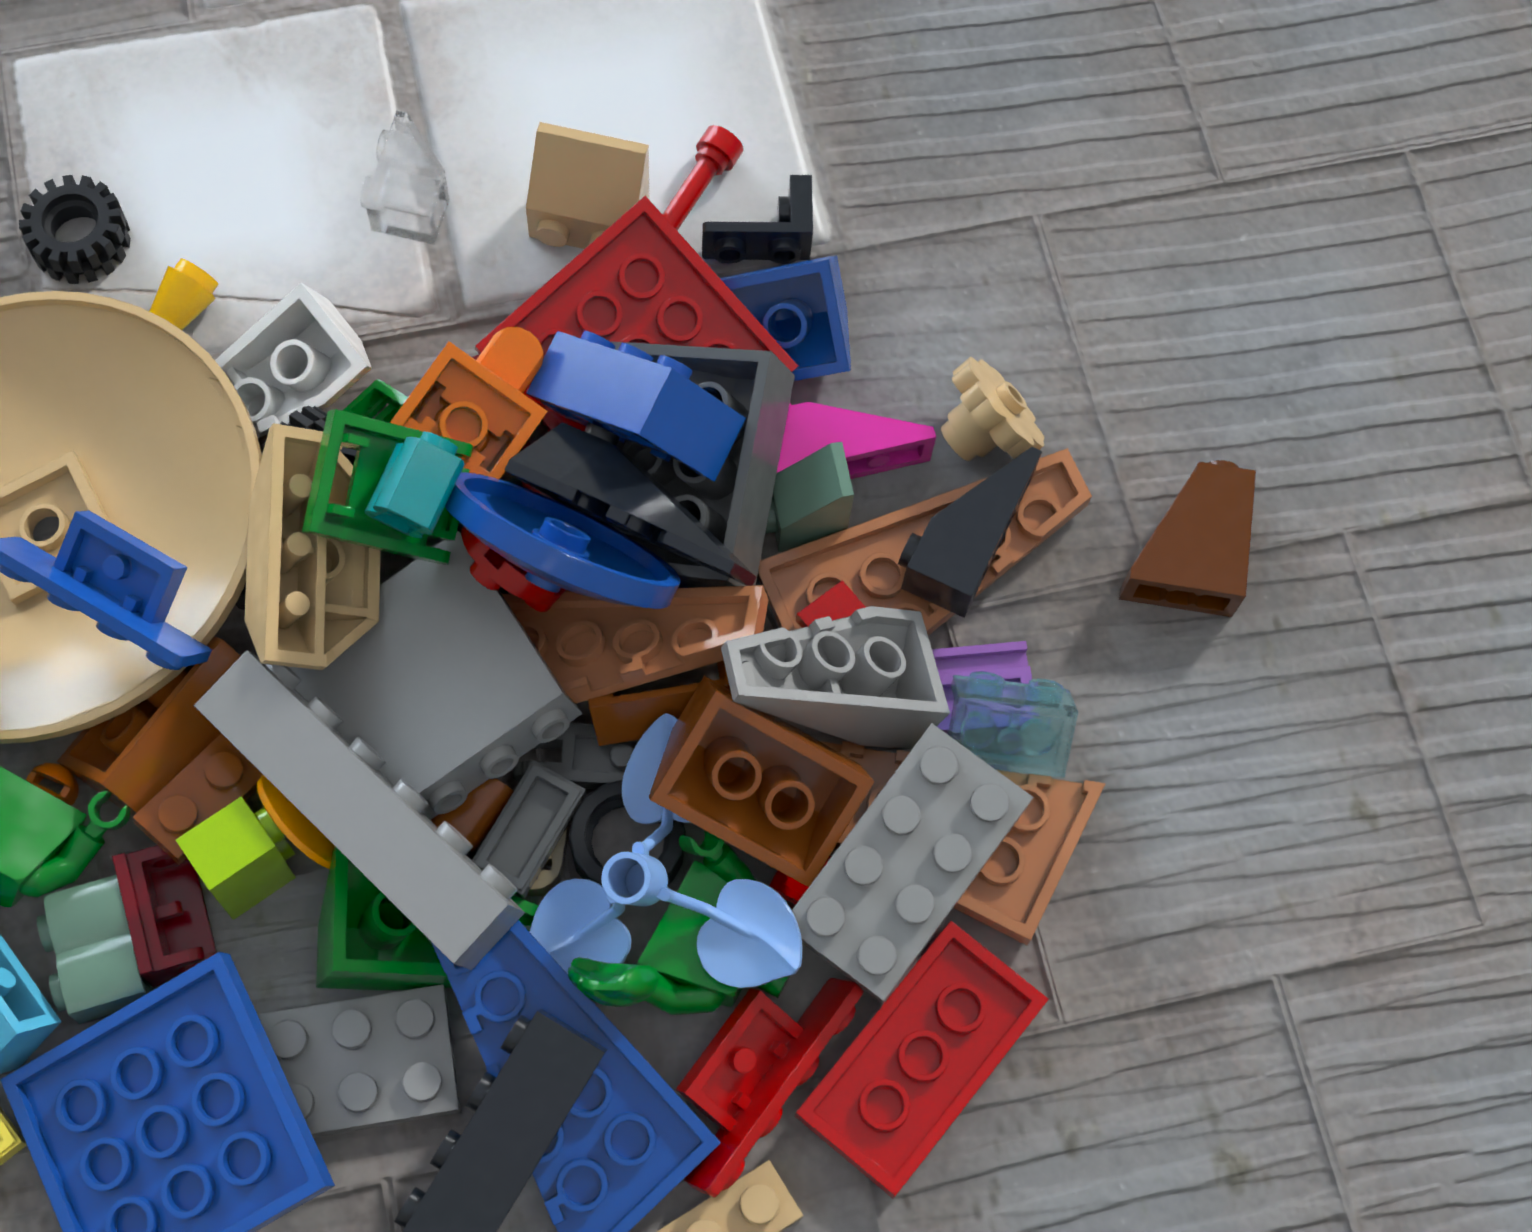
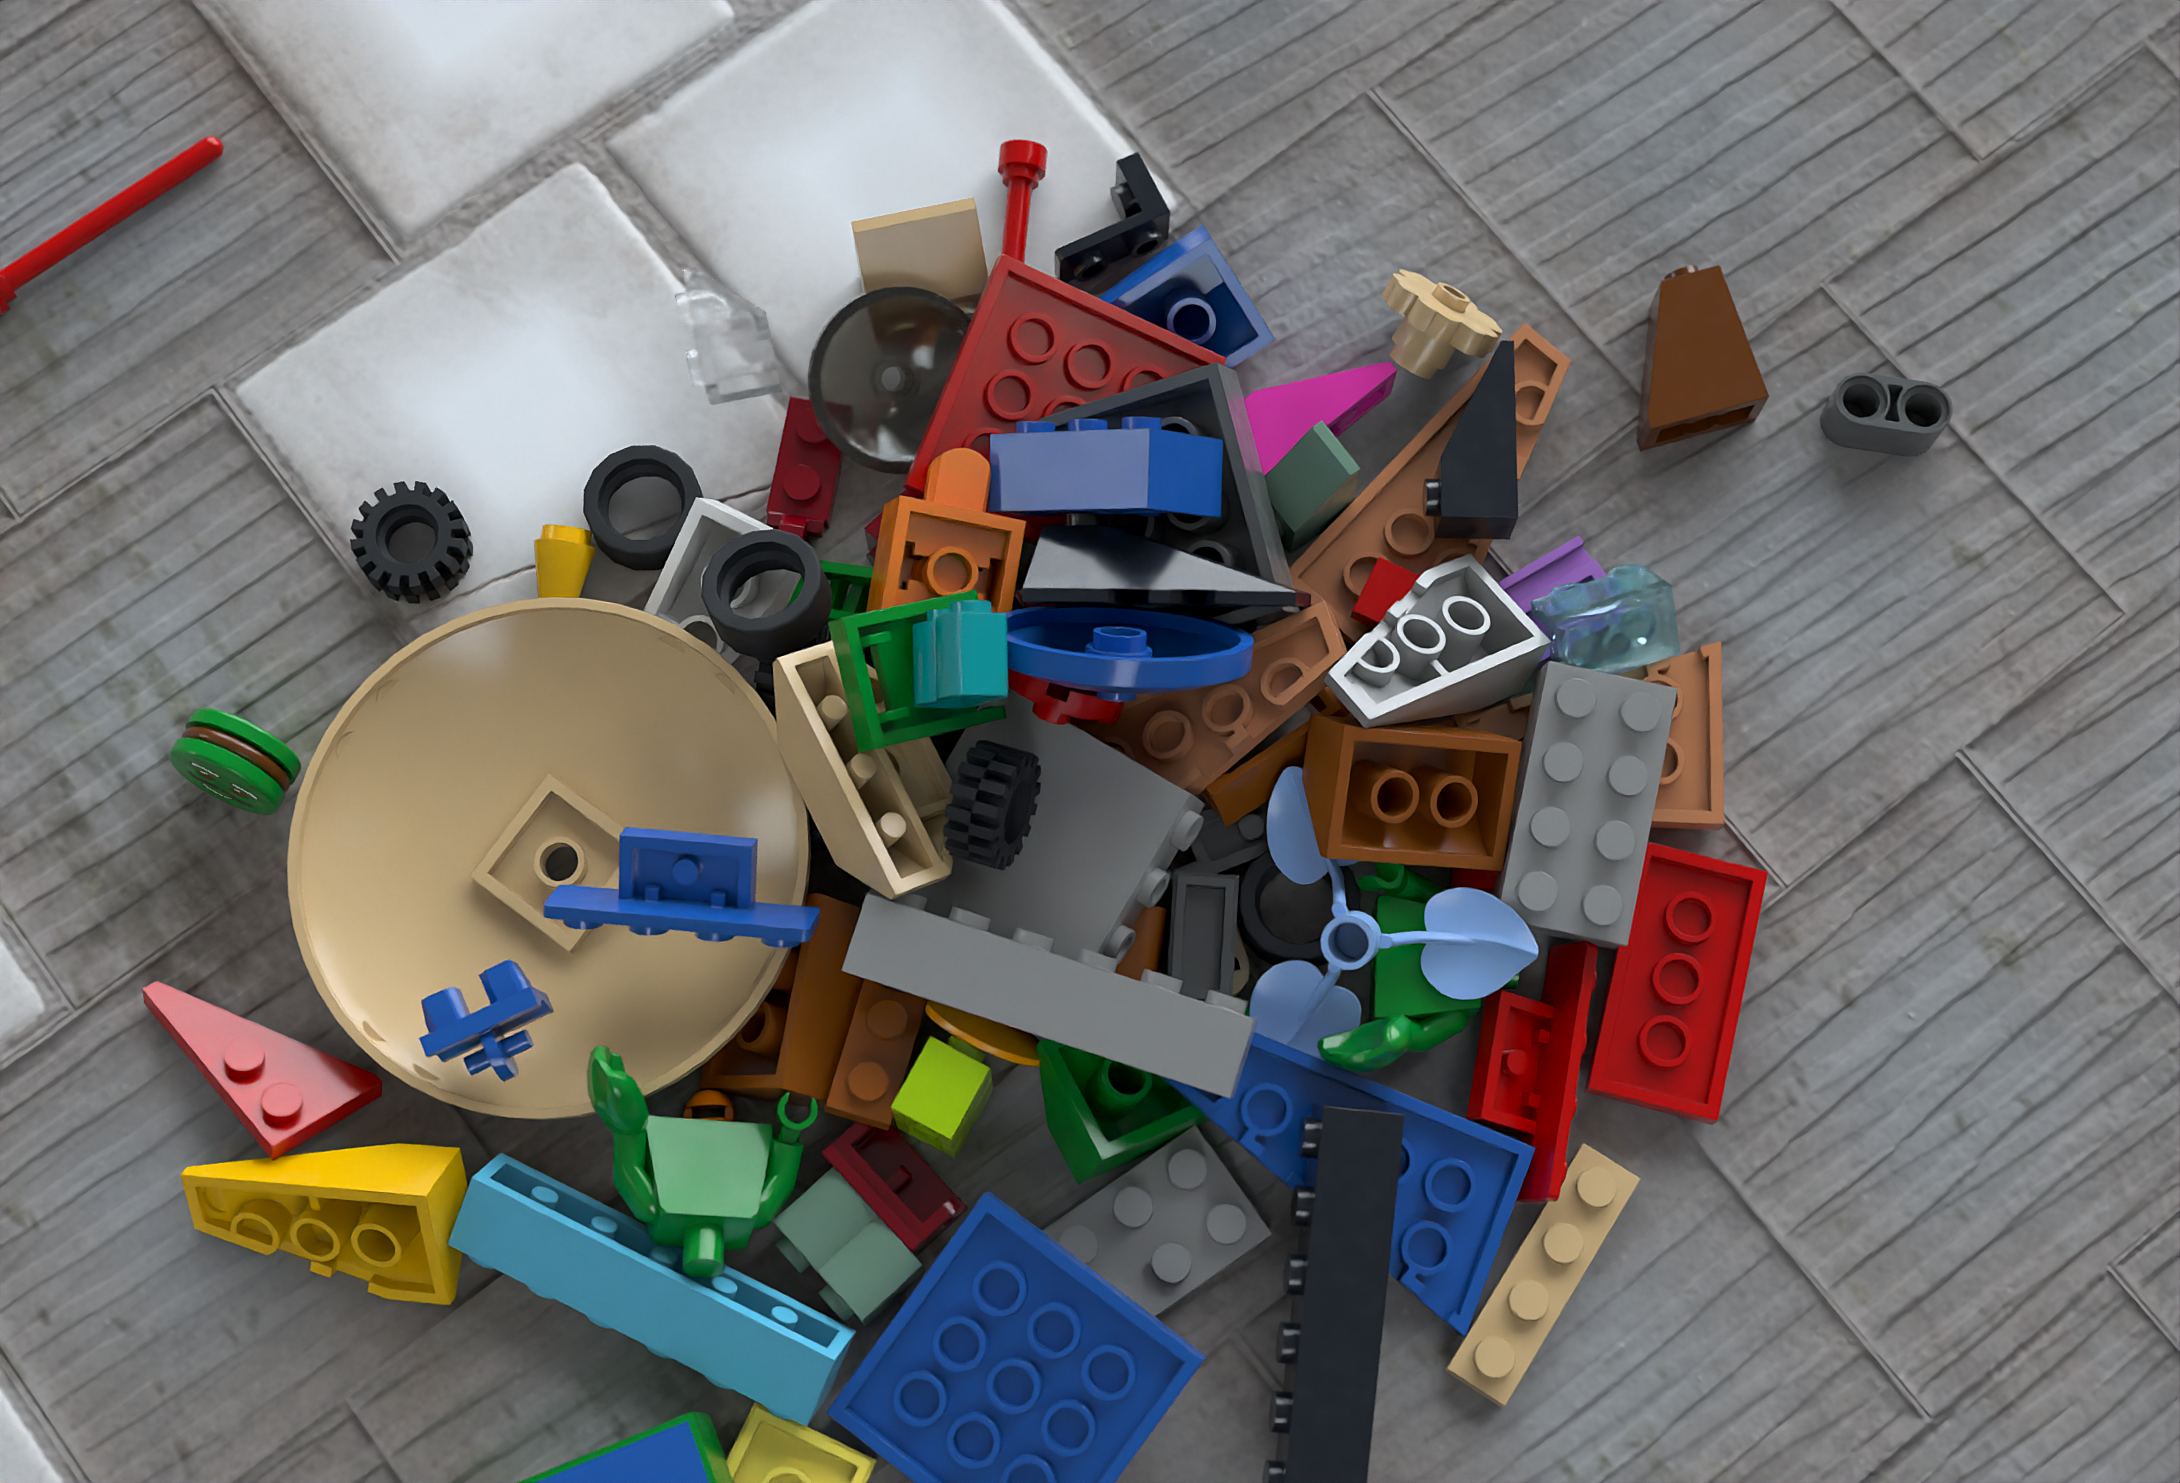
camera: 20 degrees left, 5 degrees up
(256, 248) = (612, 475): none -> black tyre
(303, 346) = (751, 556): none -> black tyre
(390, 625) = (992, 804): none -> black tyre
(417, 314) = (804, 475): none -> dark red hinge
(492, 236) = (866, 336): none -> clear smoke dish
(1350, 649) = (1885, 404): none -> dark grey beam

